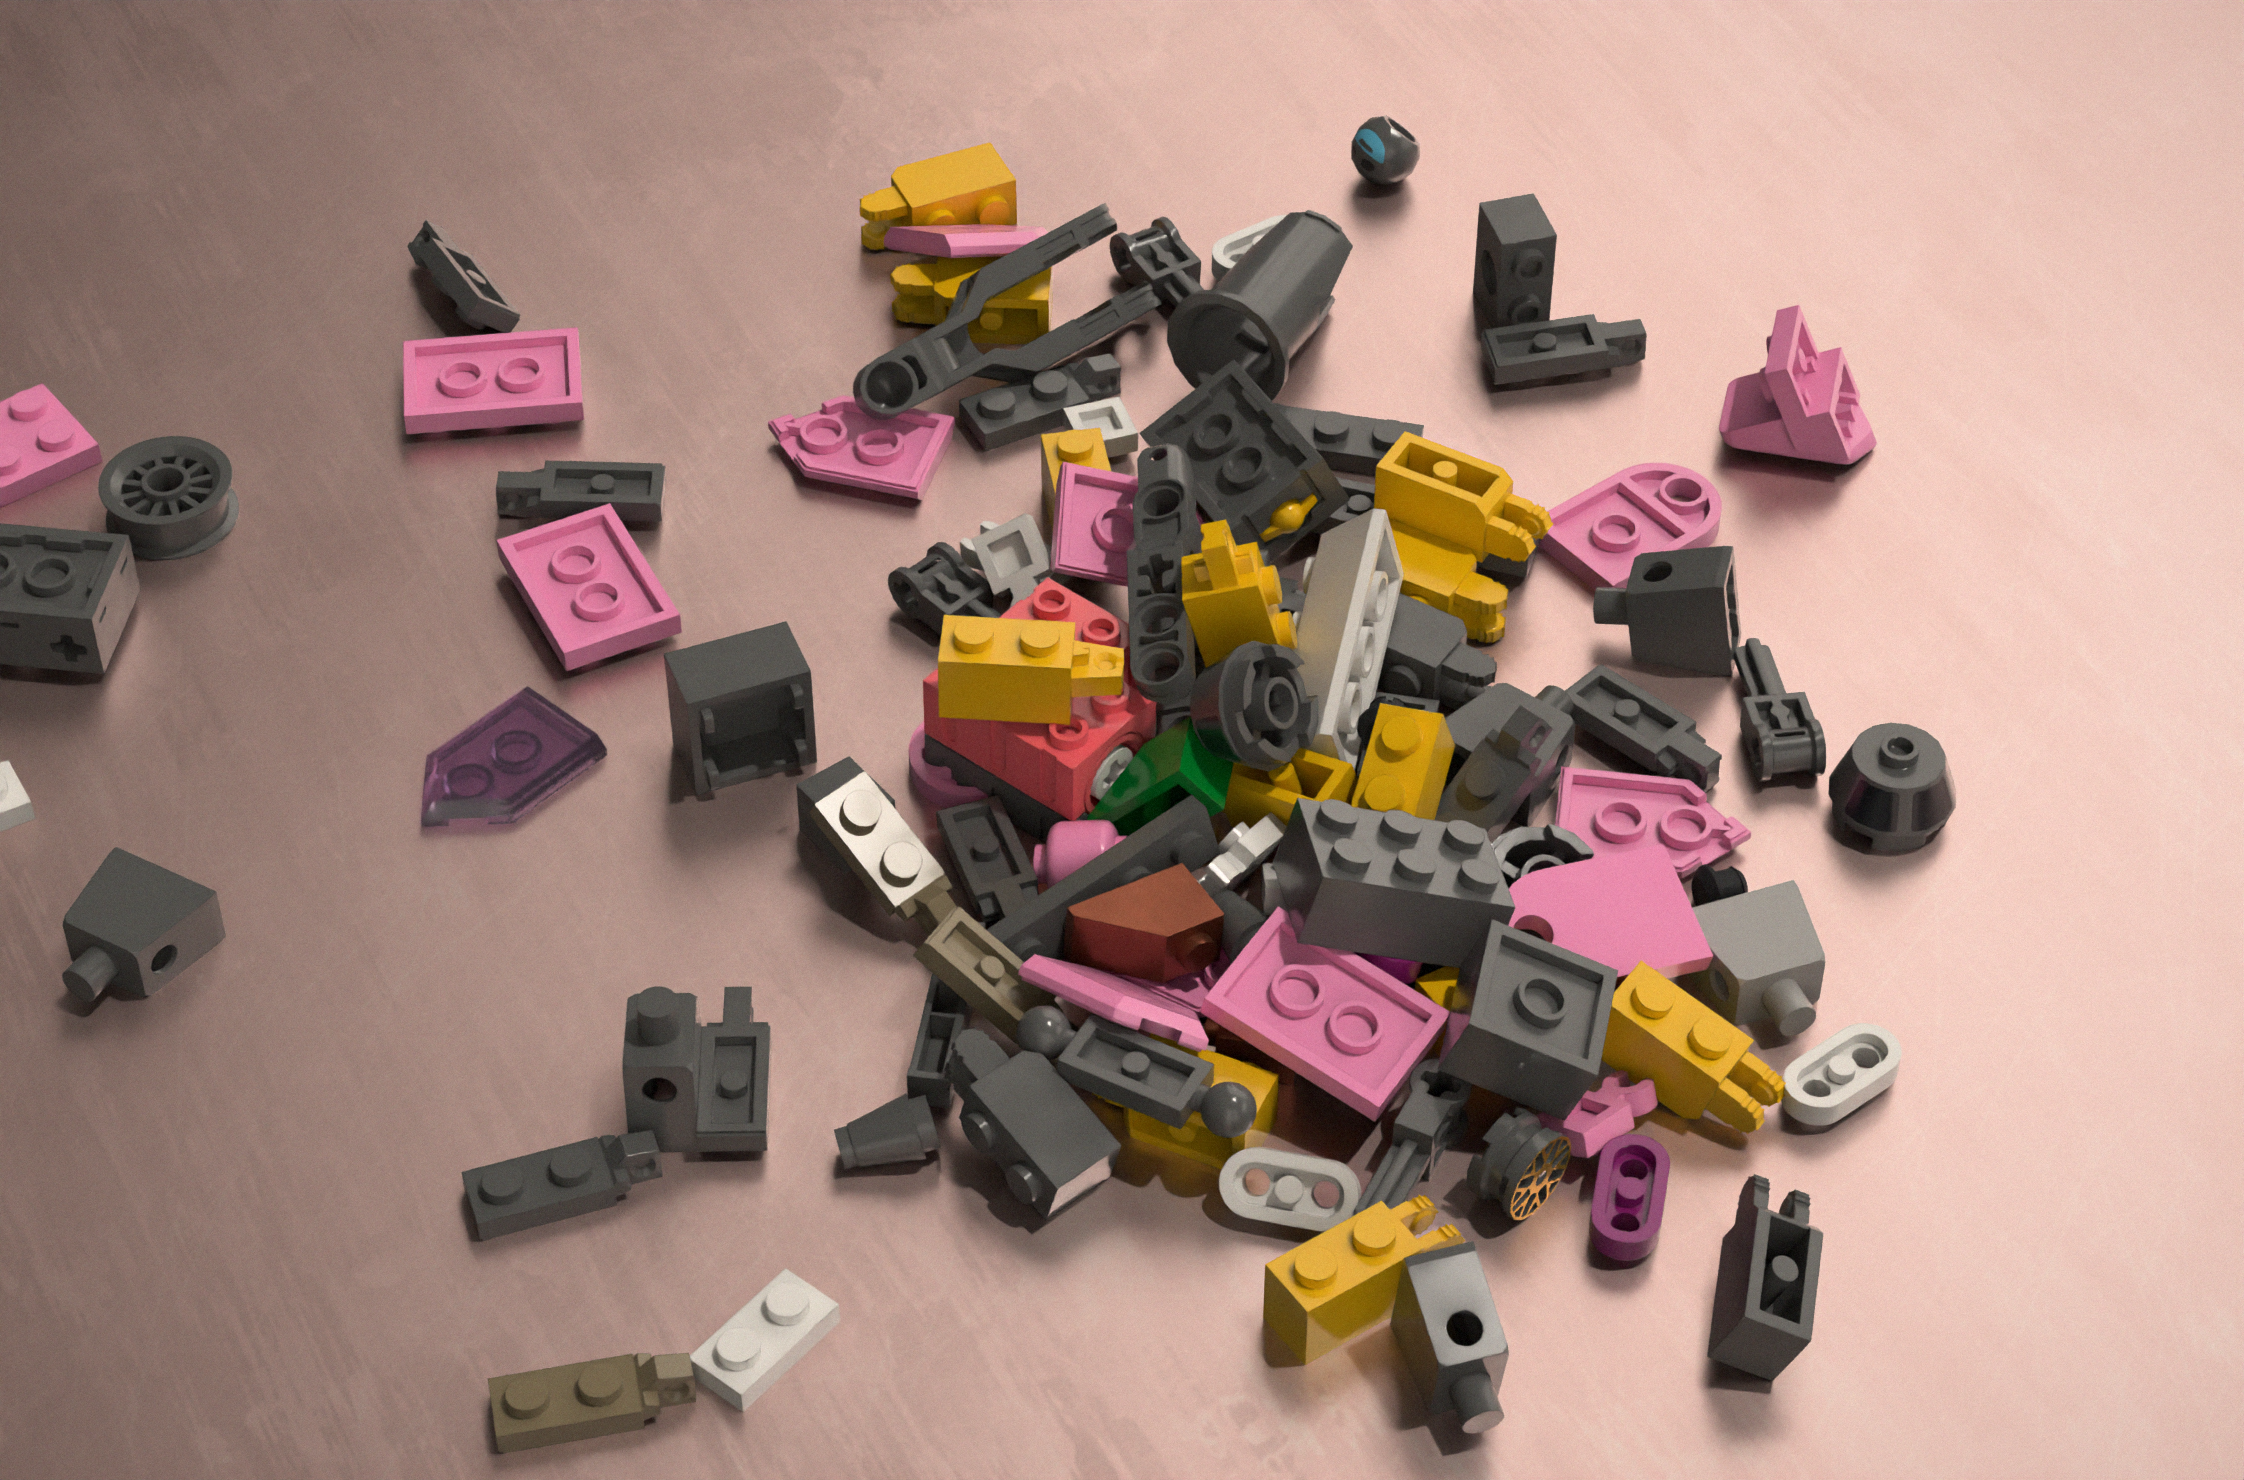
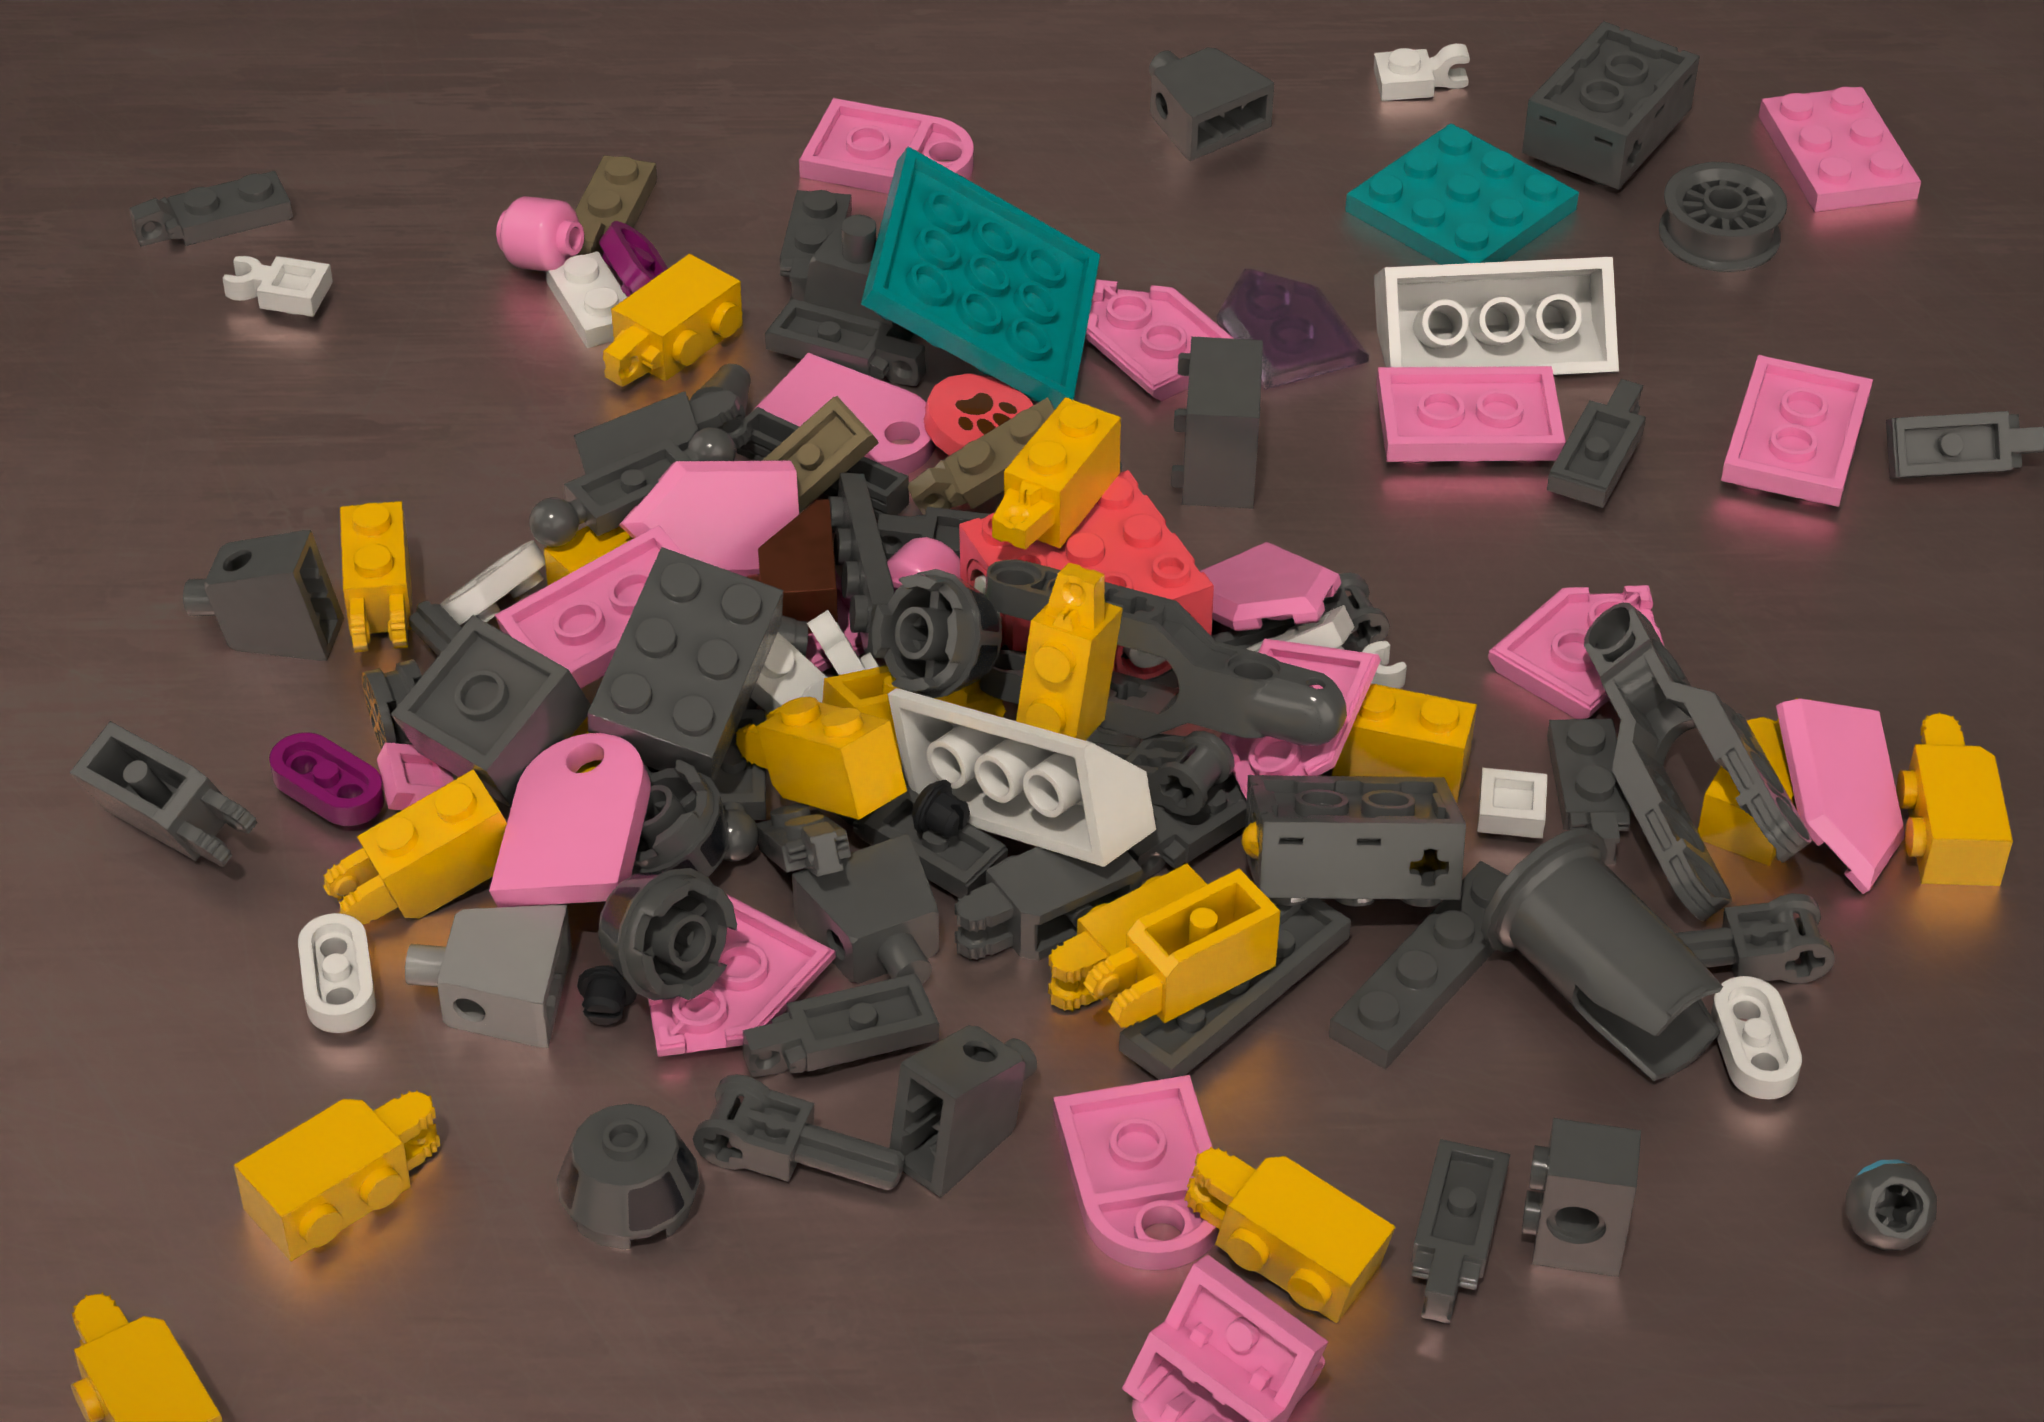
camera: 115 degrees right, 0 degrees up
(216, 695) = (1461, 200): none -> teal plate
(341, 1197) = (862, 143): none -> bright pink tile
(430, 601) = (1500, 315): none -> white slope
(576, 848) = (1147, 333): none -> bright pink tile
(625, 942) = (982, 279): none -> teal plate
(708, 1400) = (539, 233): none -> bright pink head
(712, 1290) = (631, 256): none -> magenta plate
(776, 1219) = (672, 321): none -> yellow hinge
(804, 916) = (968, 408): none -> coral tile
(842, 1044) = (882, 407): none -> bright pink tile
(959, 583) = (1270, 586): none -> bright pink tile
(1649, 409) = (1290, 1228): none -> yellow hinge
(1674, 808) = (667, 932): none -> dark grey cone
(2035, 964) = (335, 1169): none -> yellow hinge

